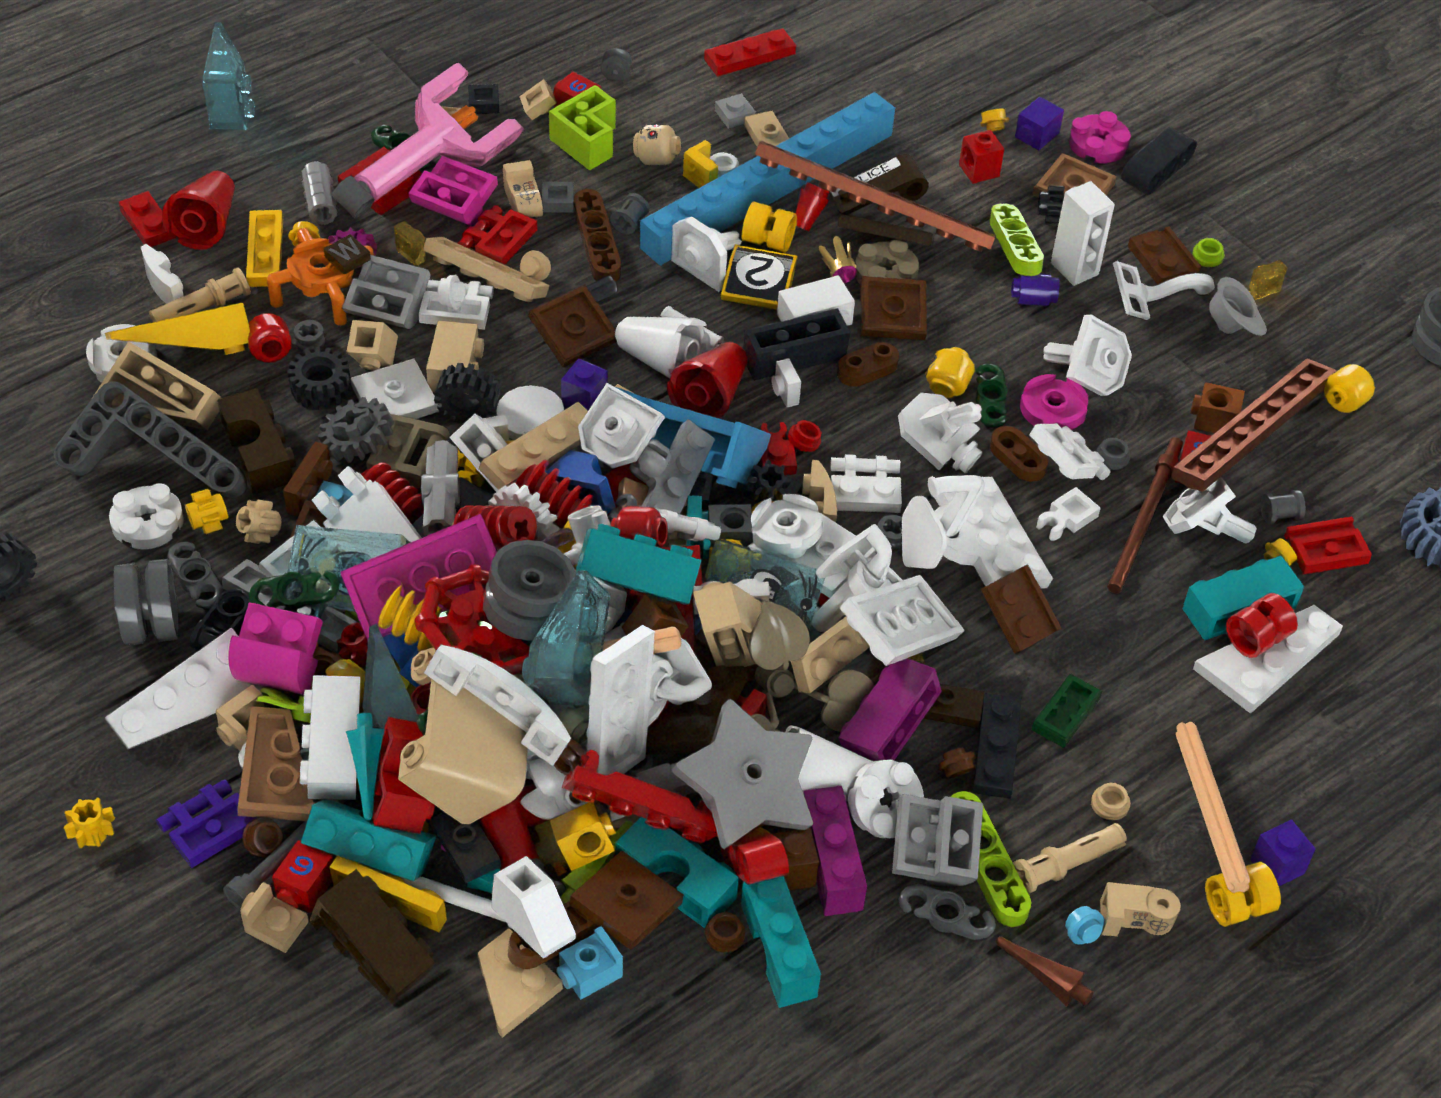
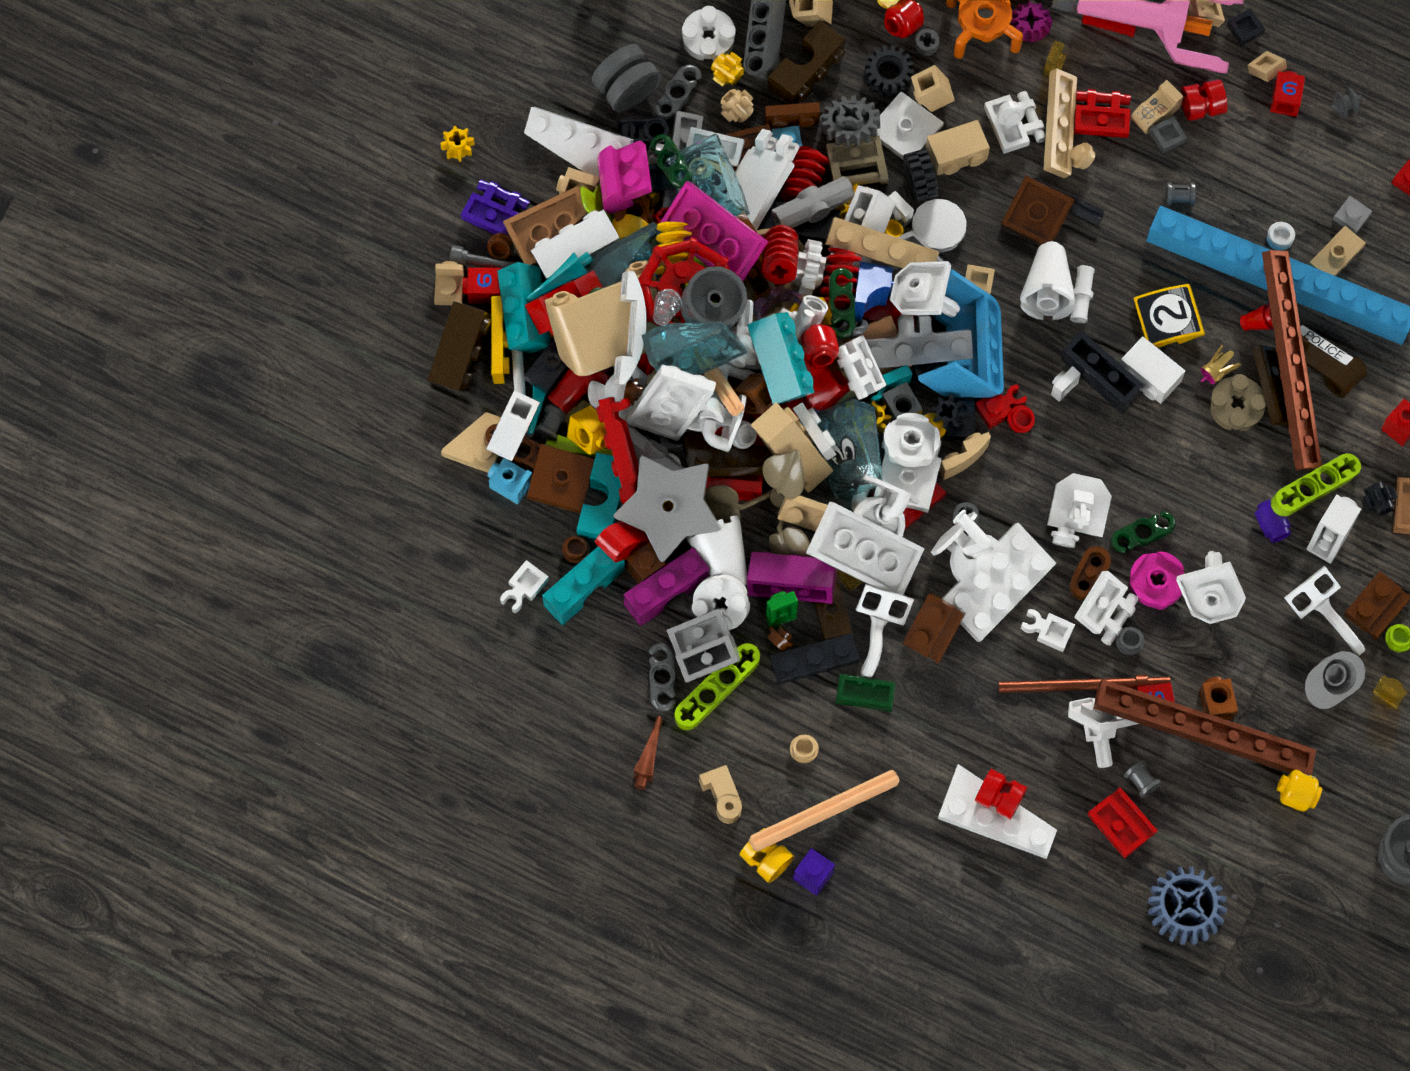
camera: 65 degrees right, 20 degrees up
(347, 254) = (998, 25): dark brown tile -> none
(388, 292) = (989, 71): light grey brick -> none
(454, 190) = (1123, 60): dark pink brick -> none
(505, 638) = (666, 306): none -> clear cone
(545, 150) = (1206, 99): none -> red wheel
(577, 492) = (836, 290): none -> dark green piece
(582, 384) = (976, 248): dark purple brick -> none
(585, 127) = (1251, 110): lime brick -> none
(598, 235) = (1145, 182): reddish brown beam -> none
(656, 145) = (1267, 176): tan head -> none
(698, 166) = (1265, 214): yellow bracket -> none
(702, 250) = (1168, 266): white piece -> none
(708, 380) = (1033, 329): red cone -> none
(746, 1009) = (525, 583): none -> white plate
(759, 222) = (1221, 299): yellow wheel -> none
(867, 492) = (994, 484): white plate -> none
(870, 362) = (1123, 433): reddish brown plate -> none
(893, 308) = (1191, 425): reddish brown plate -> none
(928, 737) = (781, 608): none -> green plate
(950, 372) = (1143, 493): yellow head -> none
(977, 659) = (879, 619): none -> white piece
(1054, 862) = (733, 729): tan pin -> none
(1084, 925) = (692, 764): medium azure plate -> none
(1216, 600) = (1045, 784): teal brick -> none
(1280, 548) = (1093, 791): yellow plate -> none

